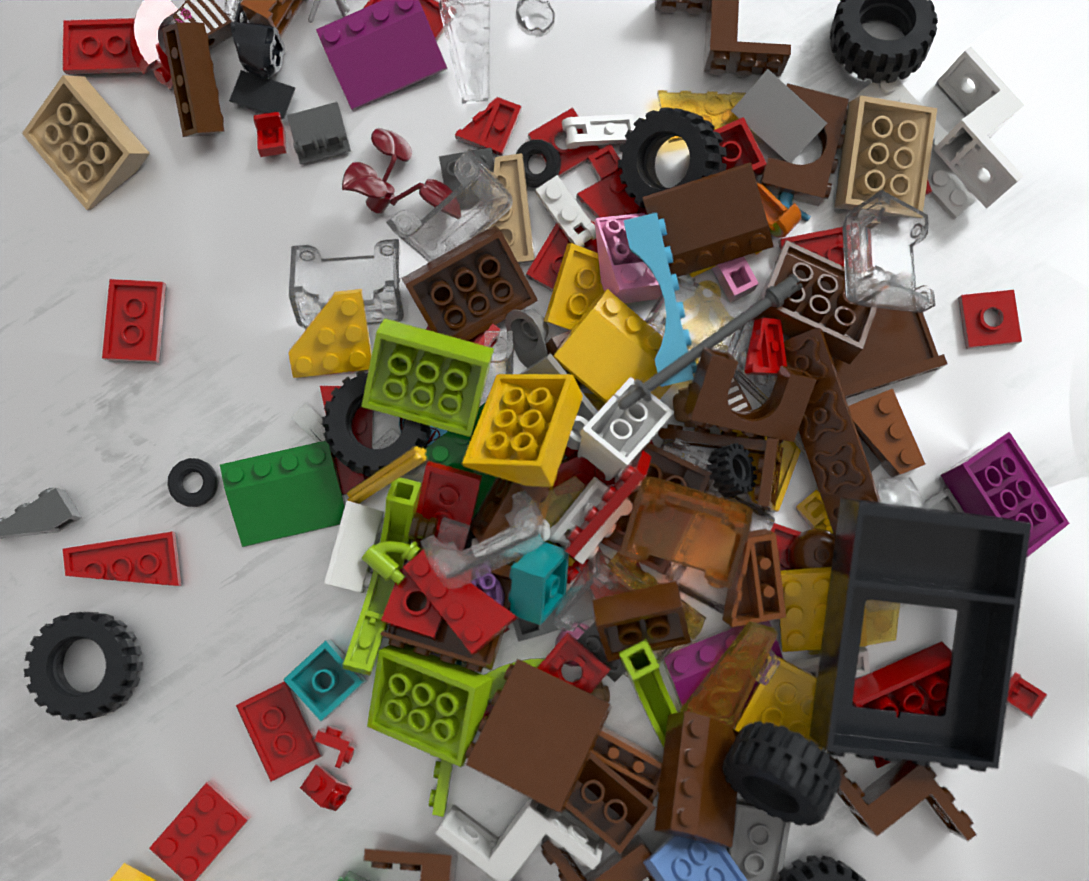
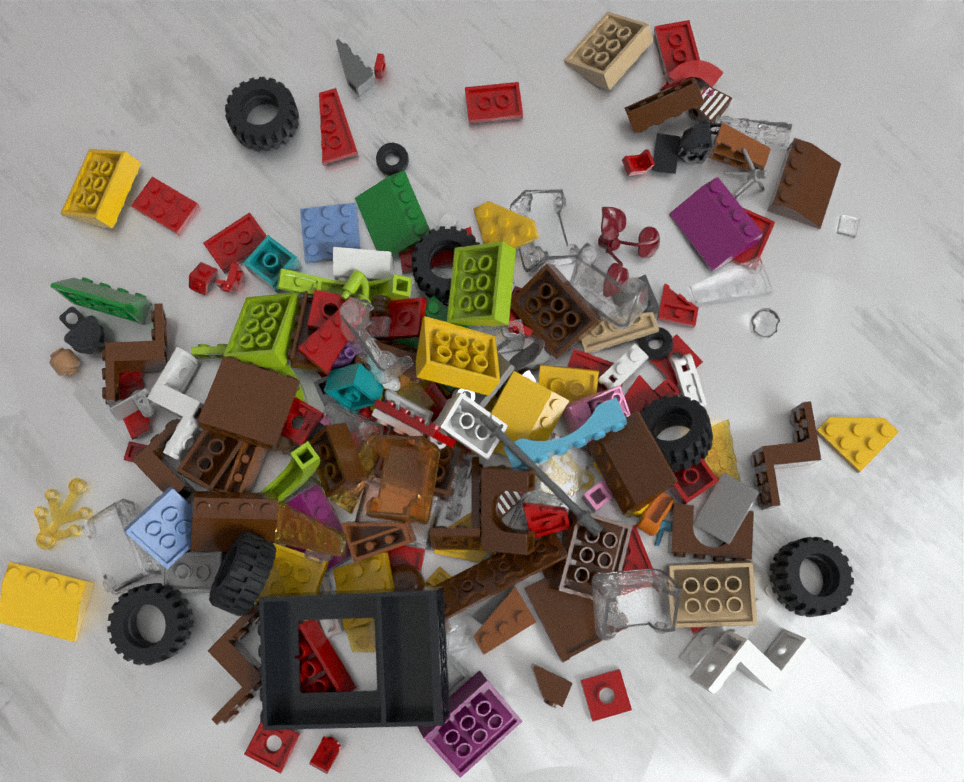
camera: 80 degrees right, 5 degrees down
(40, 478) = (379, 66): none -> red tile
(288, 590) = (328, 228): none -> medium blue plate
(318, 133) = (647, 195): dark grey hinge -> none
(387, 475) = (410, 272): yellow axle -> none
(732, 470) = (451, 499): black tyre -> none
(975, 382) = (551, 686): none -> reddish brown slope
(1007, 783) = (261, 753): none -> red piece

